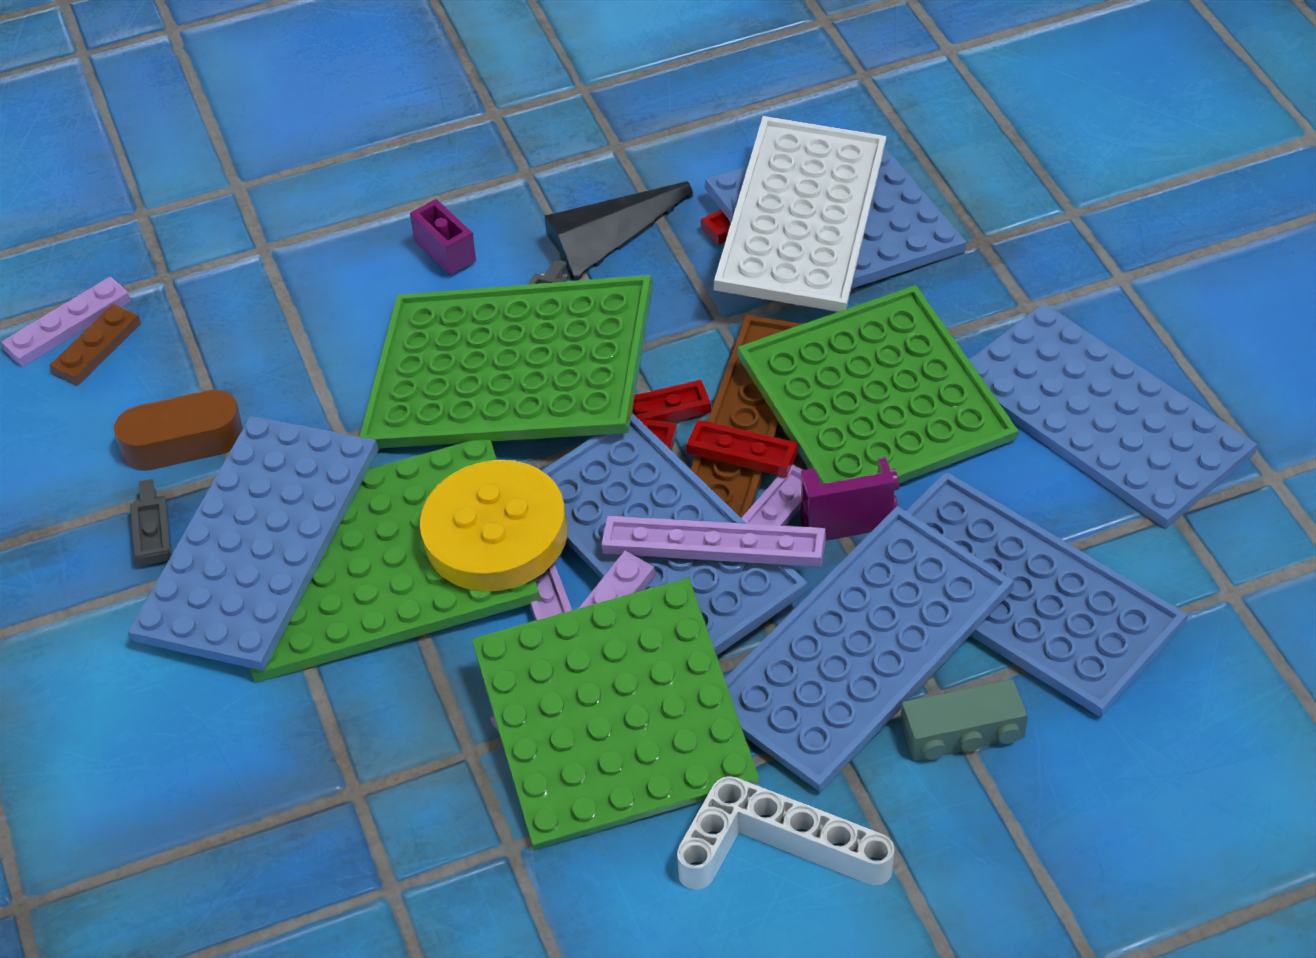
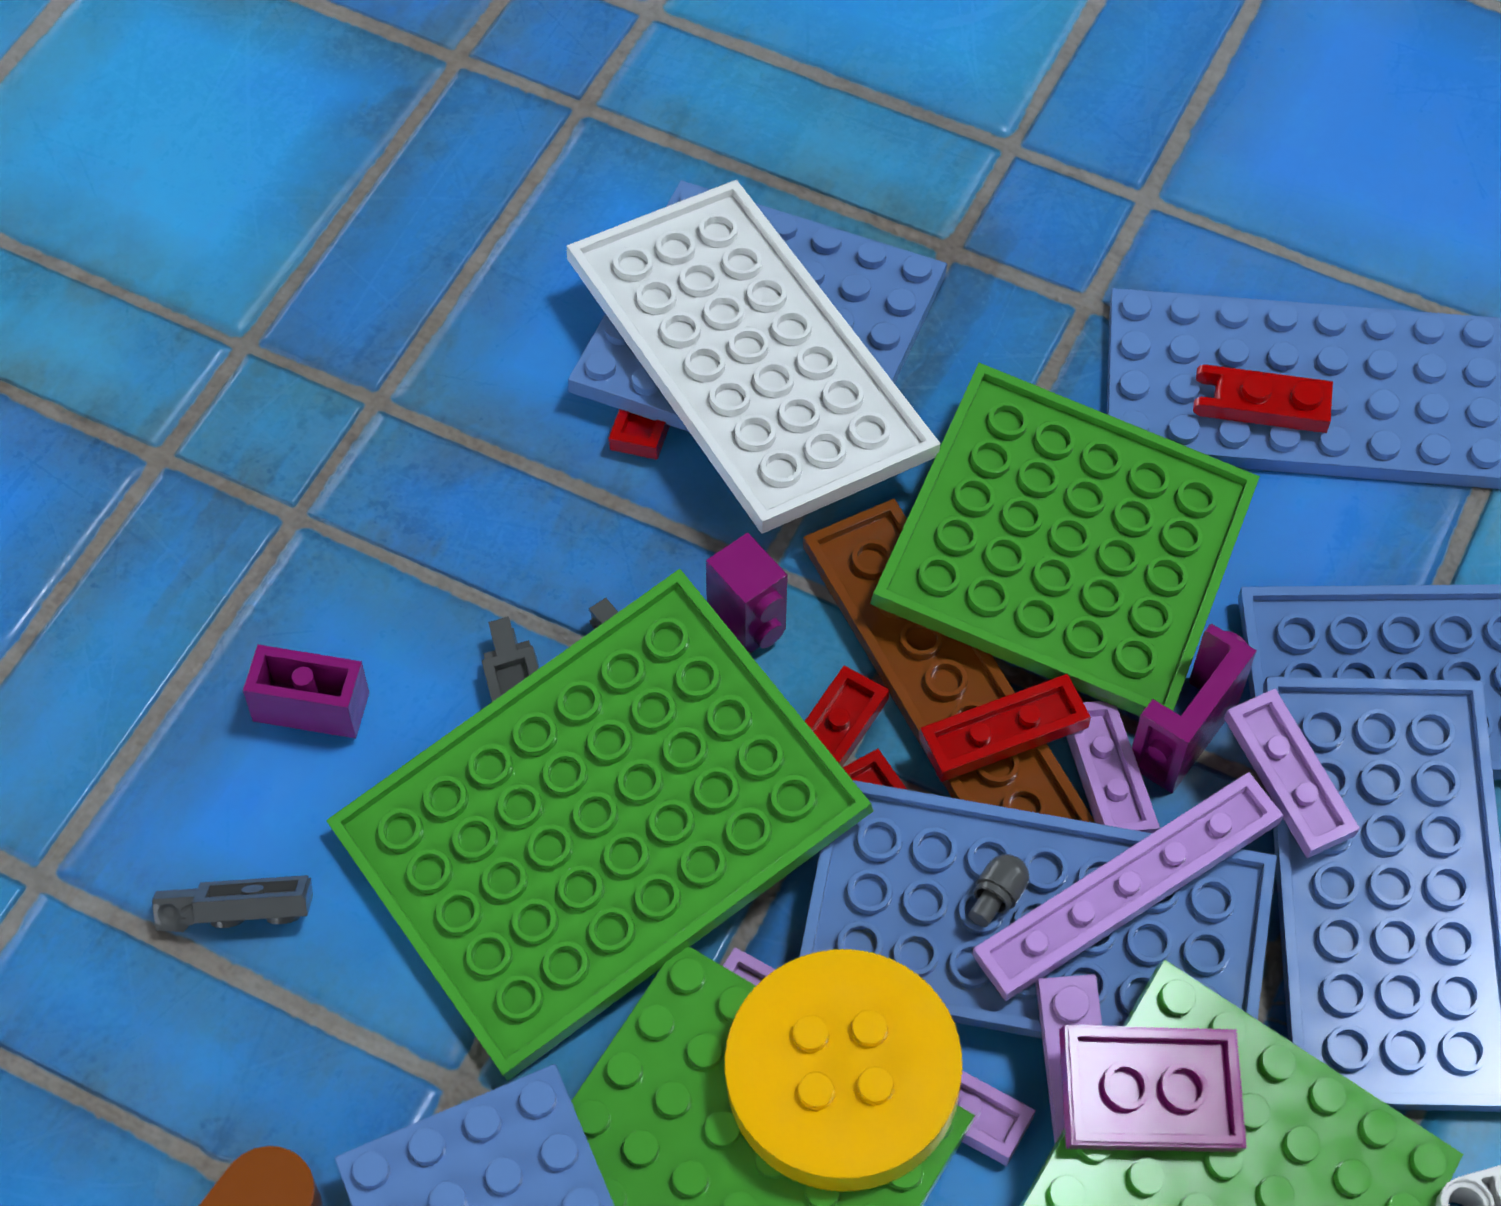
camera: 45 degrees left, 10 degrees up
(325, 303) = (233, 901): none -> dark grey hinge
(596, 229) = (493, 539): black wedge -> none
(617, 621) = (1152, 1088): none -> tile
(651, 502) = (999, 888): none -> dark grey cylinder
(682, 316) = (748, 592): none -> magenta brick
(854, 550) = (1291, 773): none -> lavender plate
(1062, 396) = (1265, 398): none -> red hinge

